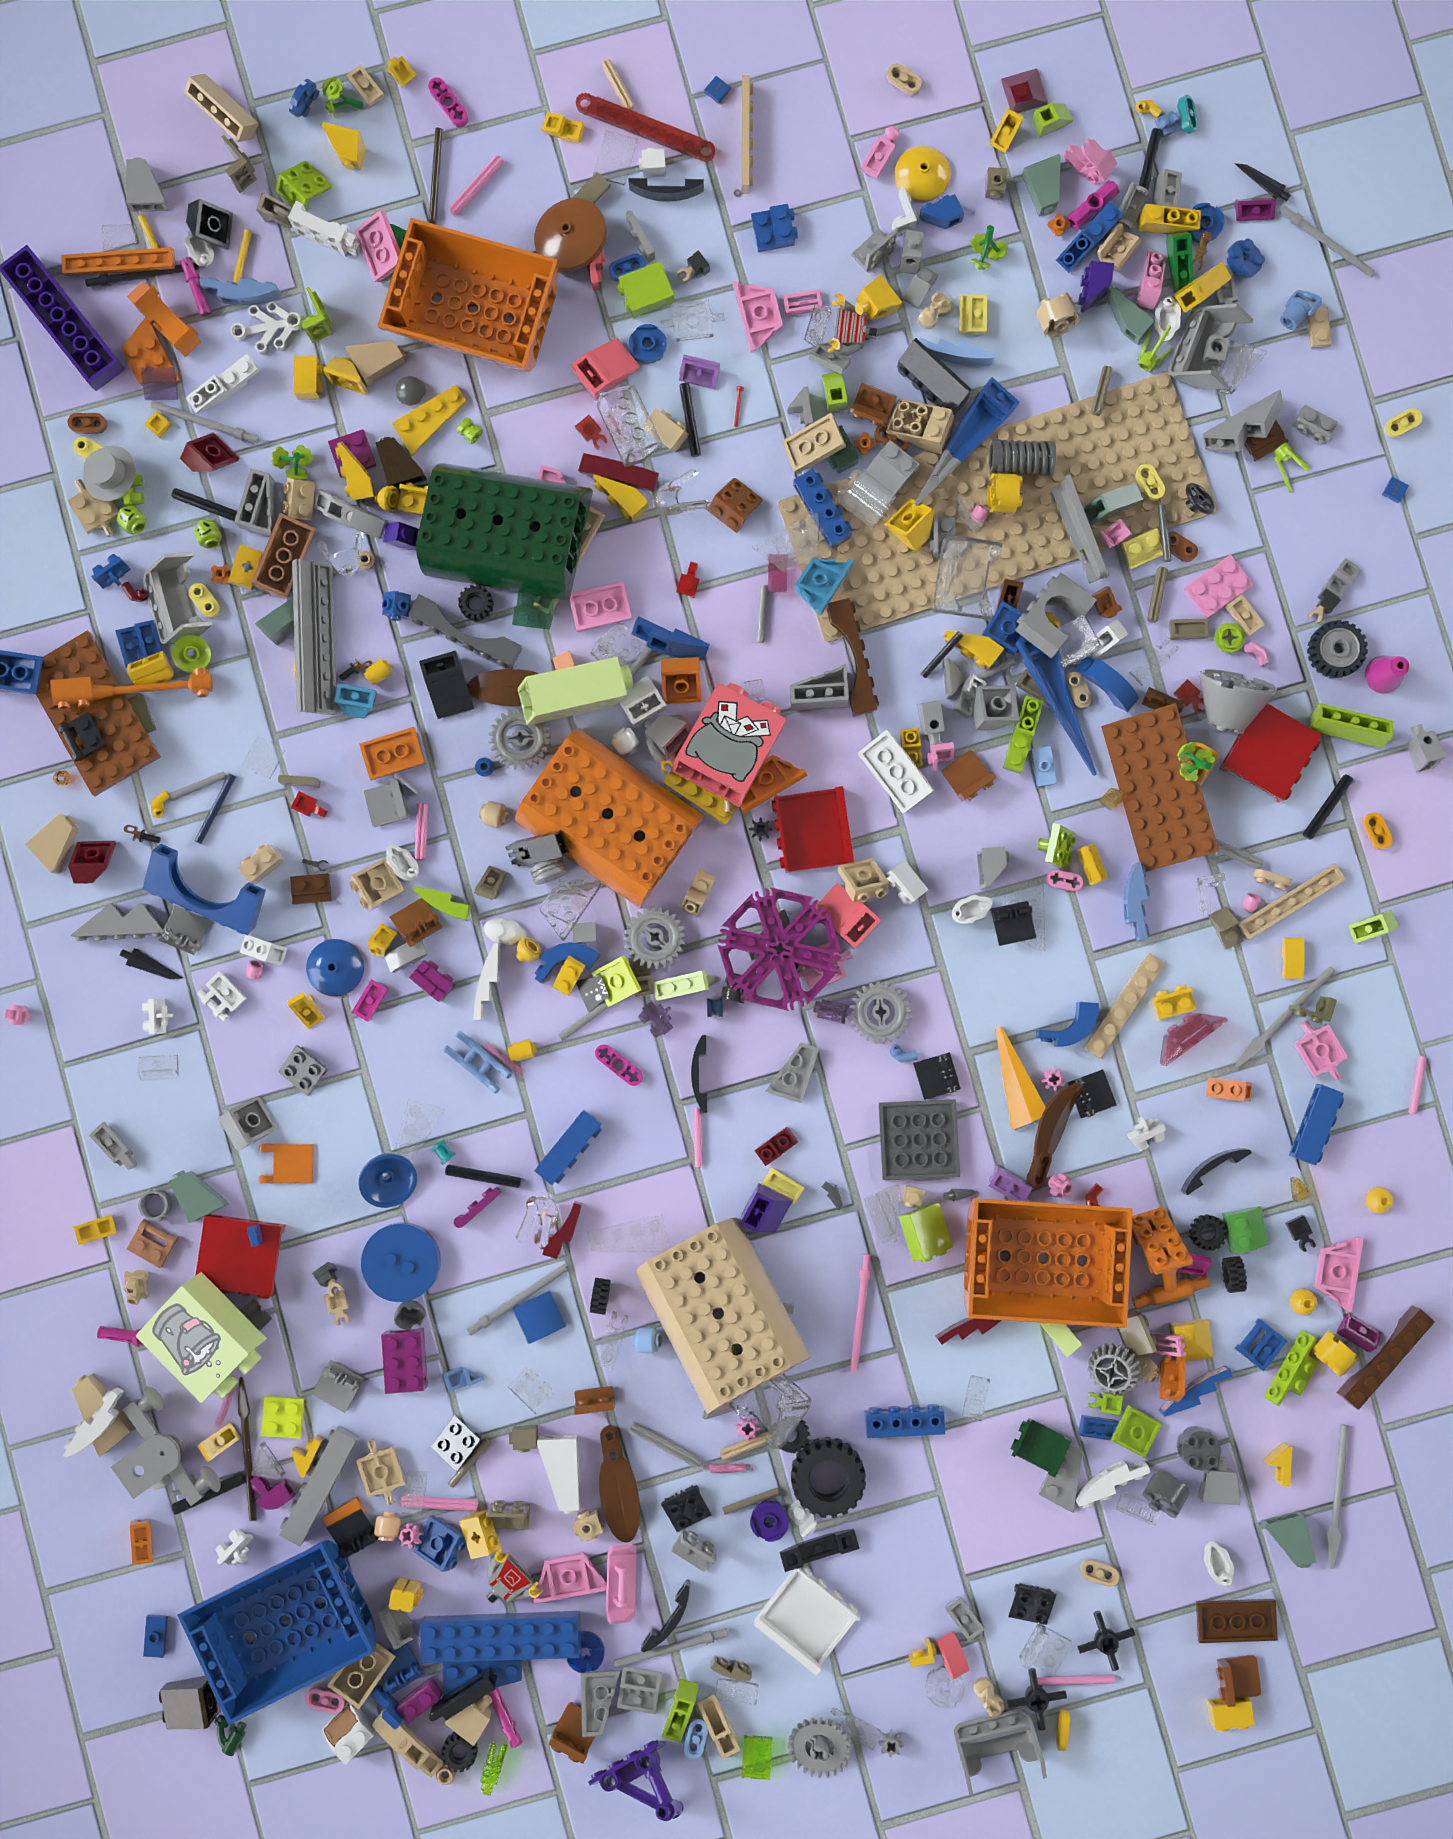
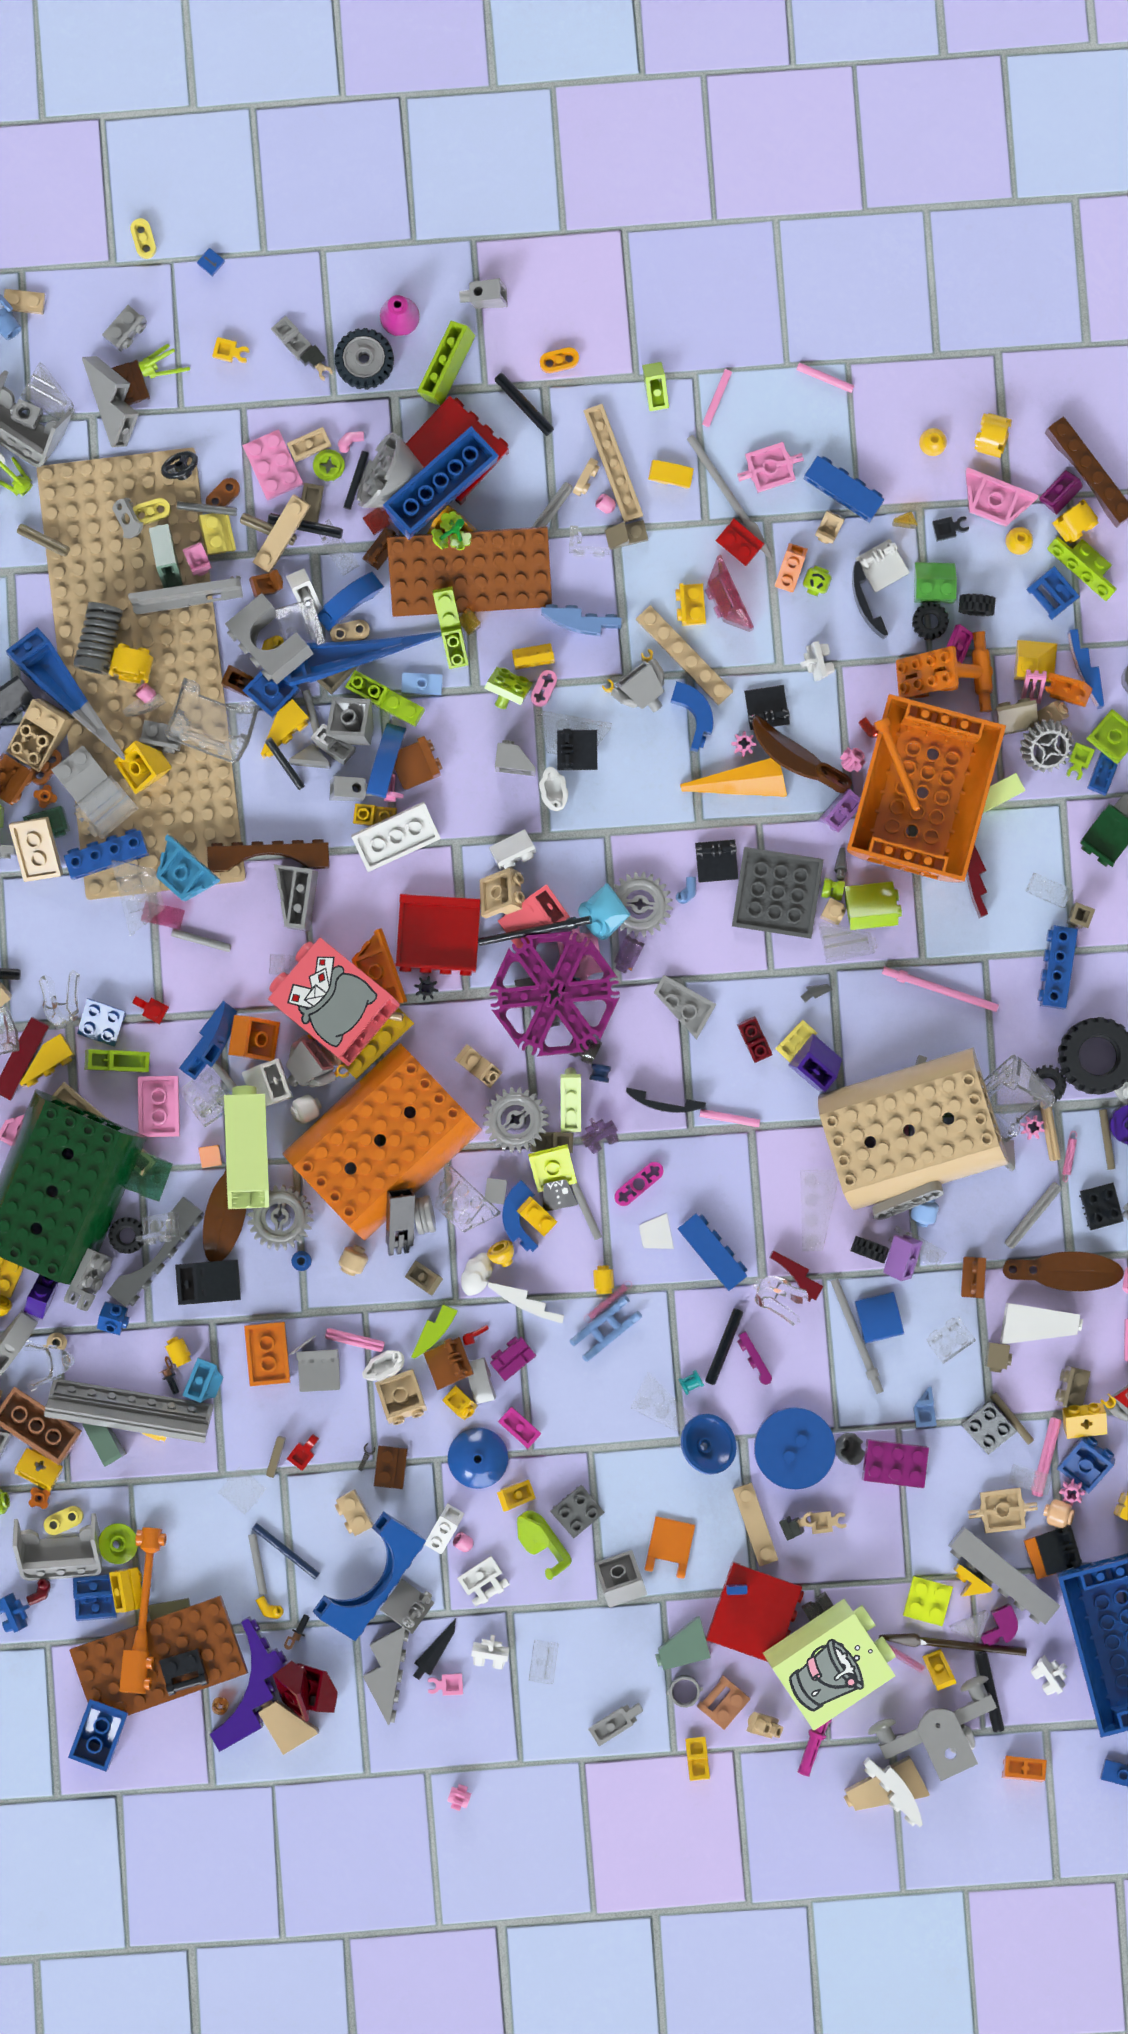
camera: 80 degrees left, 0 degrees up
(81, 811) = (259, 1691): none -> dark purple arch
(88, 841) = (294, 1688): none -> dark red slope
(120, 985) = (450, 1684): none -> bright pink plate
(271, 1040) = (536, 1536): none -> lime piece
(323, 1239) = (755, 1524): none -> tan plate
(337, 1386) = (907, 1538): light grey hinge -> none
(427, 575) = (88, 1279): none -> light grey plate
(444, 936) = (469, 1337): none -> red hand
(486, 629) = (159, 1227): none -> clear bracket
(576, 1091) = (656, 1233): none -> white sticker
(594, 1524) = (1092, 1303): tan brick -> none
(599, 1328) = (902, 1257): none -> medium lavender hinge
(634, 560) = (116, 1060): none -> lime slope
(653, 1323) = (907, 1200): none -> light grey beam
(667, 538) = (101, 1022): none -> hinge
(734, 504) = (80, 944): dark orange bracket -> none
(848, 949) = (570, 923): none -> black bar
(865, 979) = (606, 912): none -> medium azure slope
(933, 1196) = (836, 893): none -> lime wheel
(958, 1434) = (1080, 915): none -> dark tan brick
(965, 746) = (385, 760): none -> blue slope
(1086, 970) = (641, 685): none -> light grey torso
(1098, 1211) = (884, 727): none -> orange piece
(1103, 781) = (450, 627): none -> lime slope
(1131, 469) = (135, 526): none -> light grey piece
(1156, 606) = (281, 533): none -> tan plate
(1168, 627) = (312, 527): none -> black axle
(1221, 666) = (356, 480): none -> black bar
(1223, 1116) = (817, 580): none -> lime head
(1239, 741) = (440, 482): none -> blue slope
(1243, 1036) = (740, 542): none -> red plate
(1251, 1176) = (882, 565): none -> white hinge
(1276, 1118) = (829, 527): none -> tan bracket
(1316, 521) = (226, 350): none -> yellow plate
(1324, 1010) = (729, 455): olive bracket -> none
(1374, 986) = (716, 398): none -> bright pink bar
(1400, 1256) = (993, 435): none -> yellow brick

